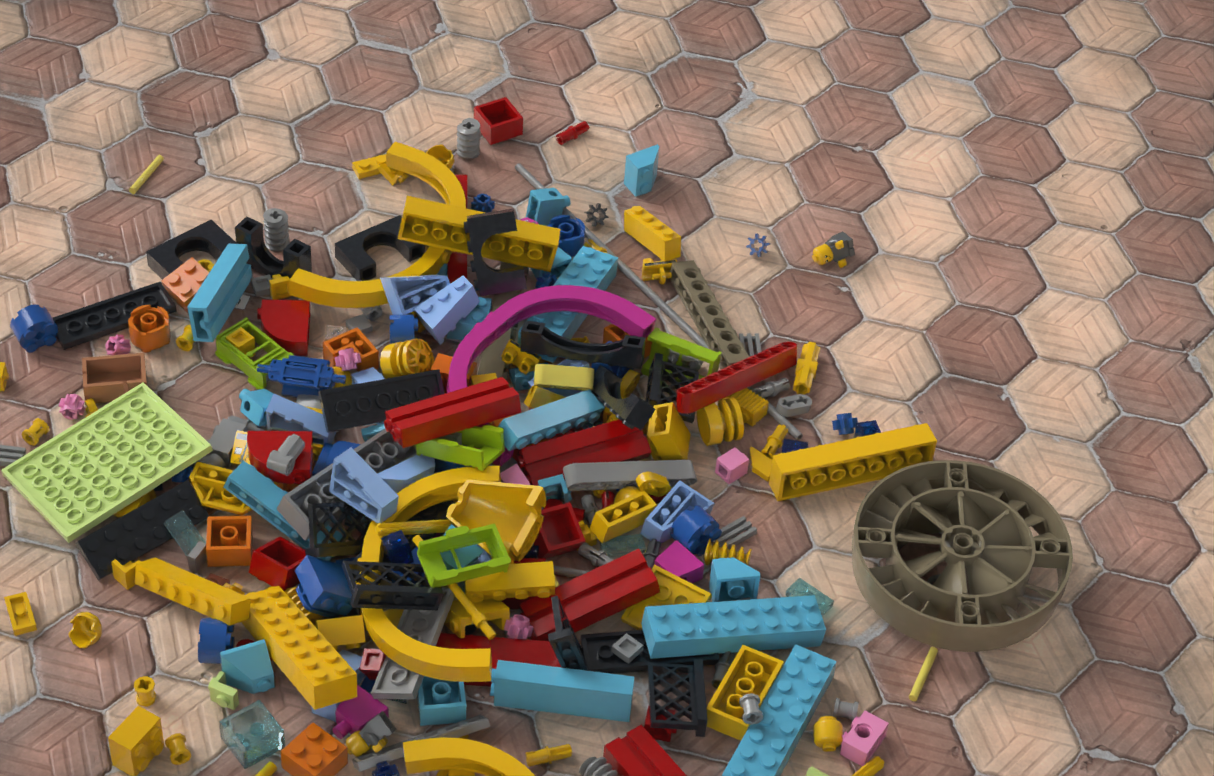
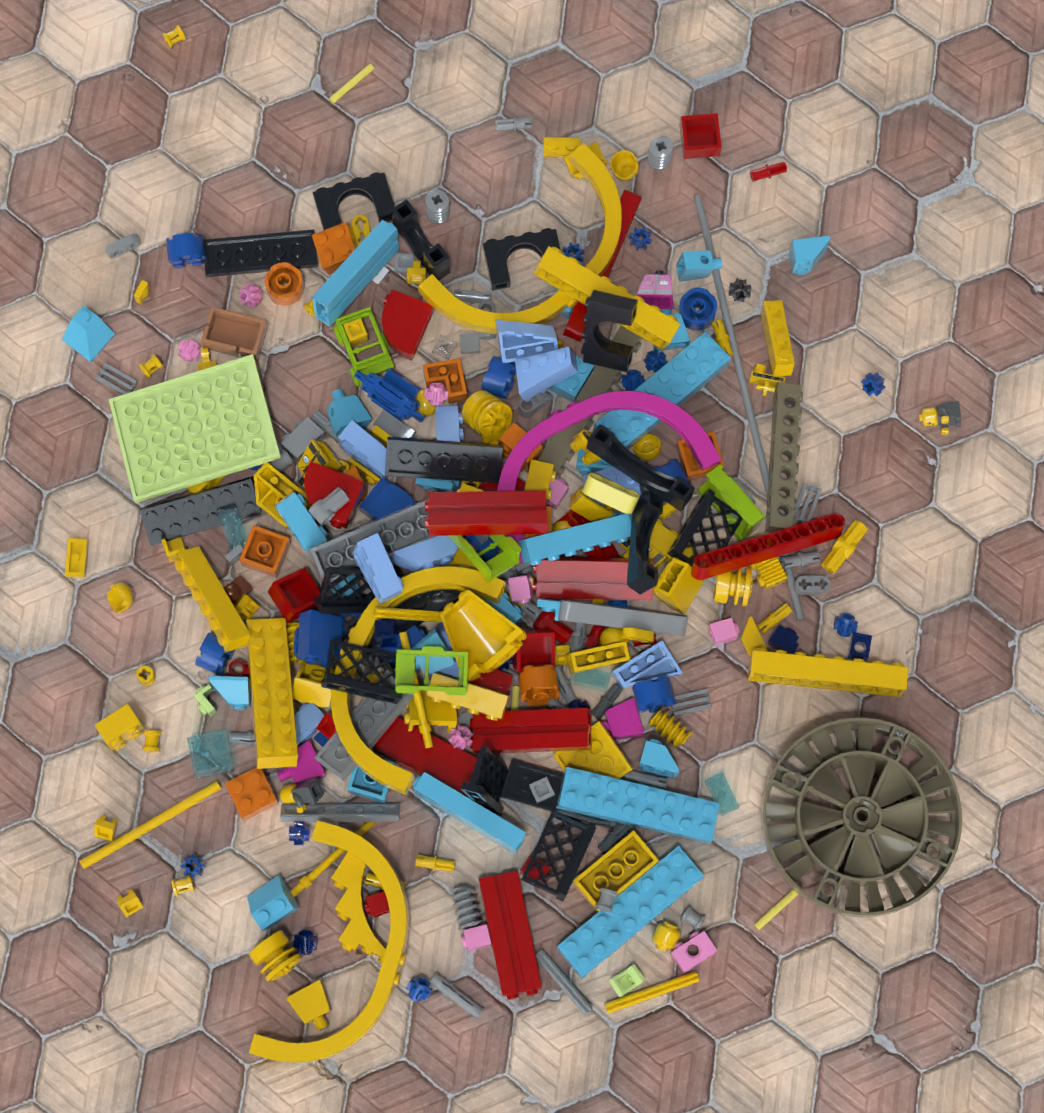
camera: 25 degrees right, 30 degrees up
(302, 706) = (242, 738): none -> light grey pin
(319, 160) = (513, 124): none -> light grey axle
(449, 345) = (536, 402): none -> light grey piece
(576, 554) = (538, 685): none -> orange brick

